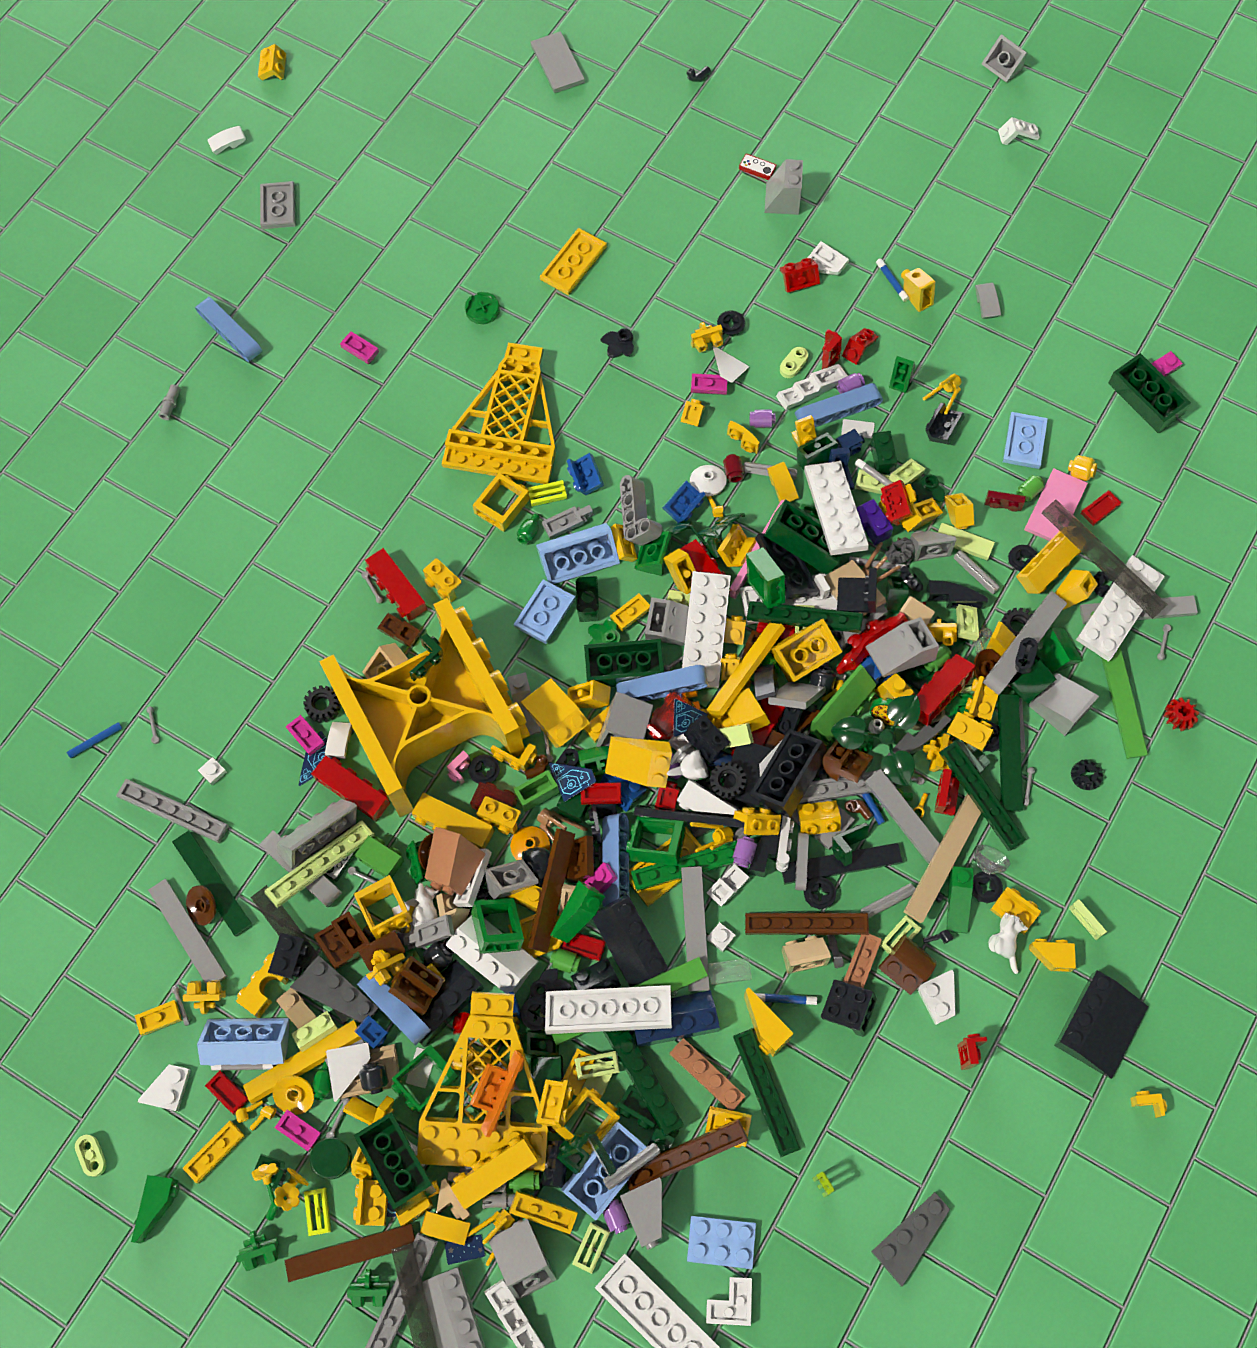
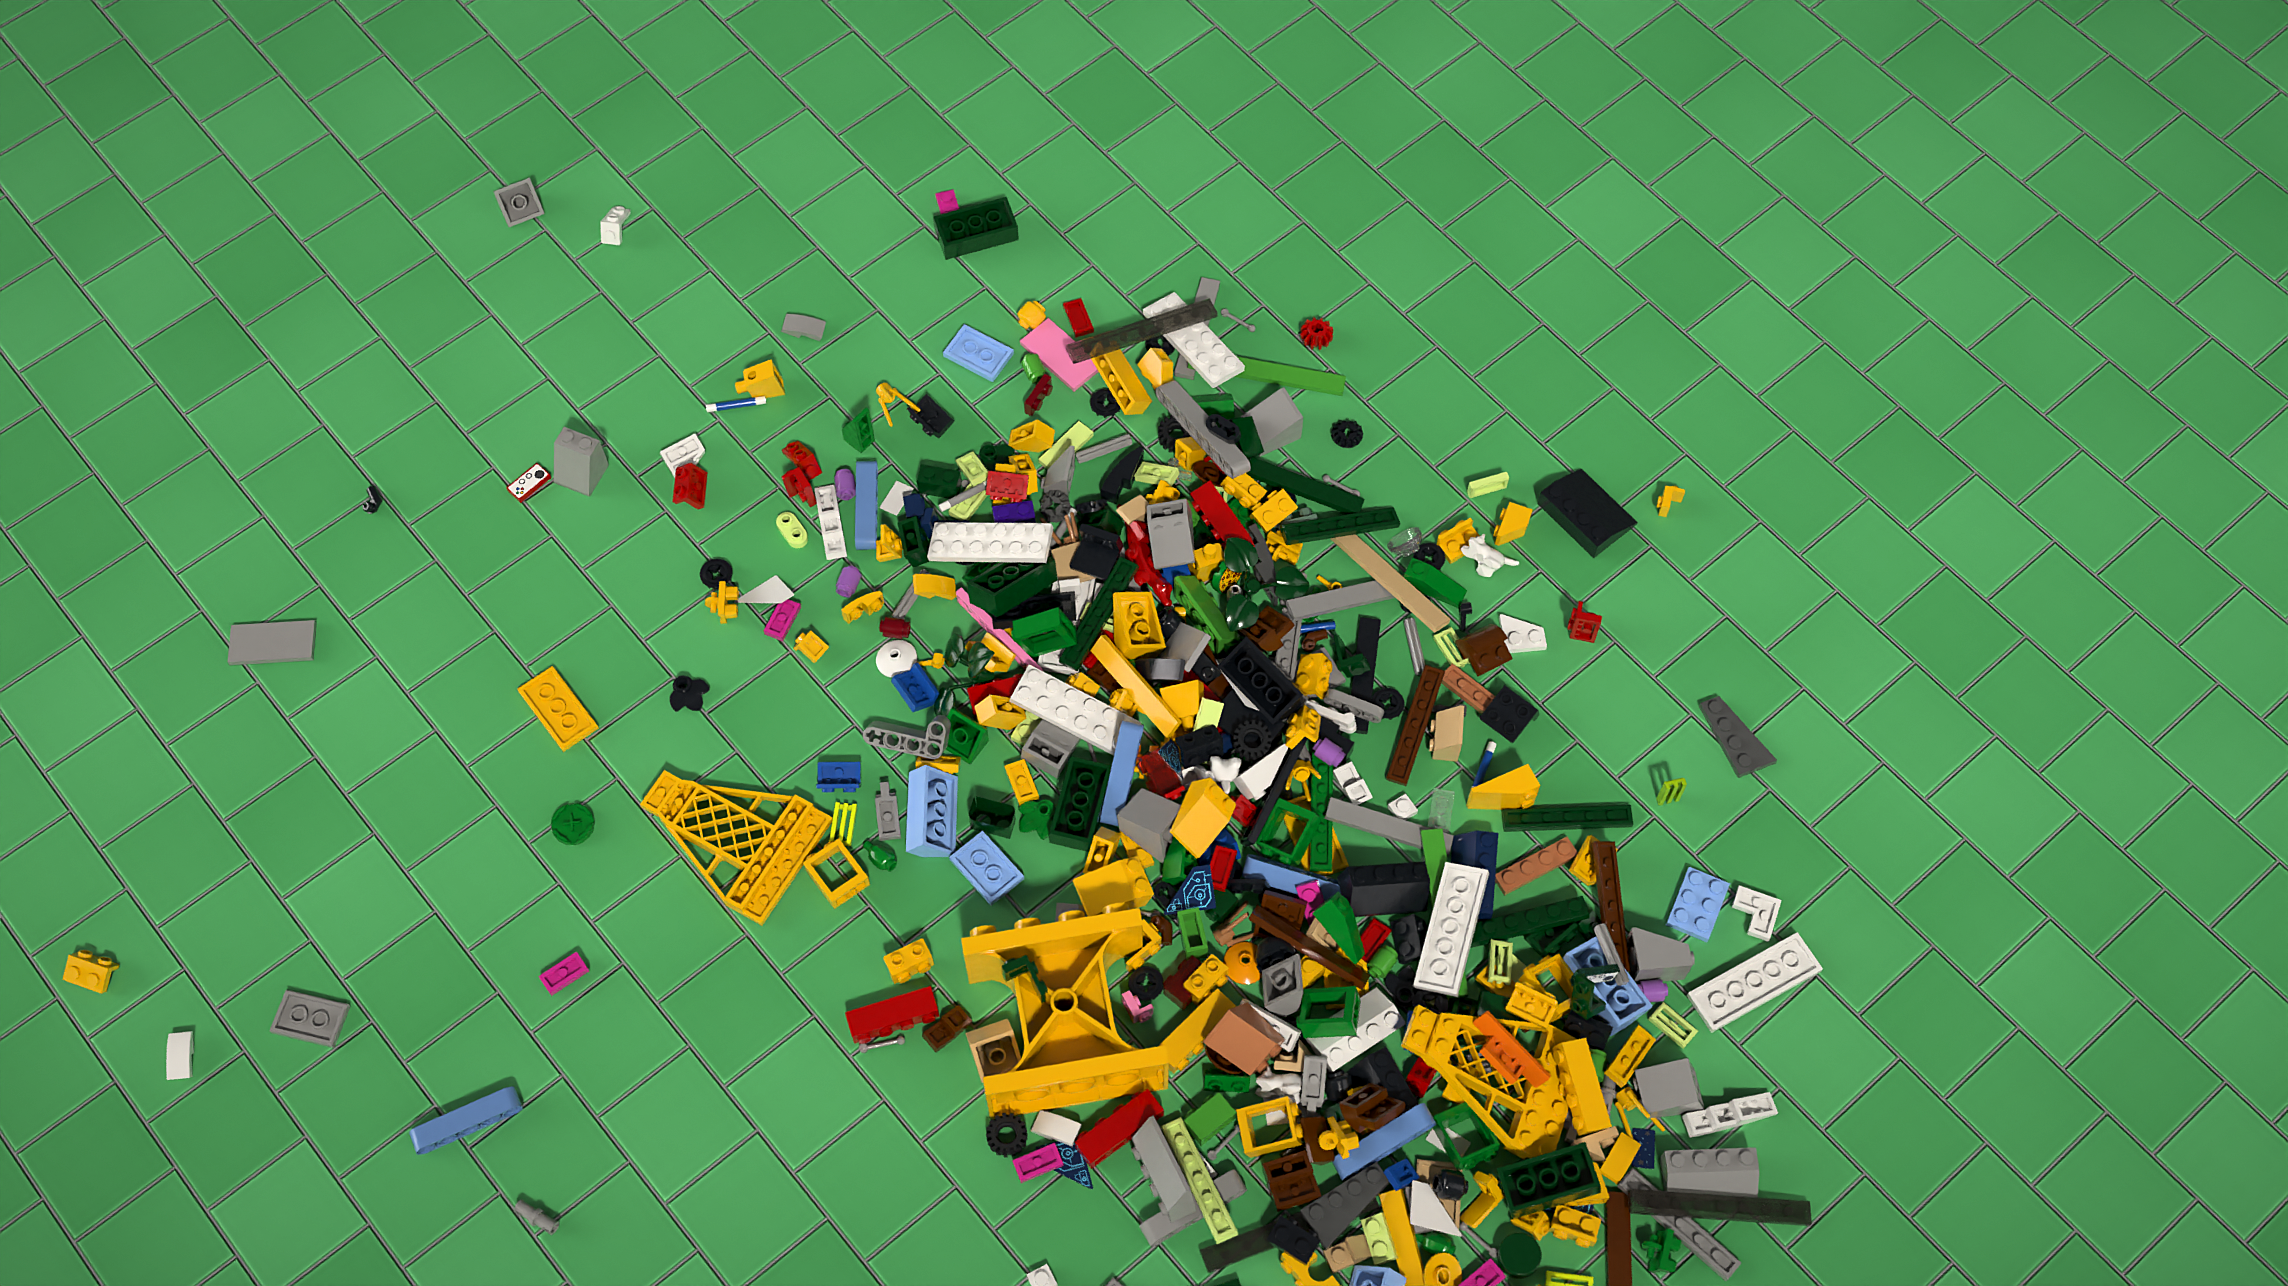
camera: 75 degrees left, 5 degrees down
(947, 793) = (1325, 557): red bracket -> none

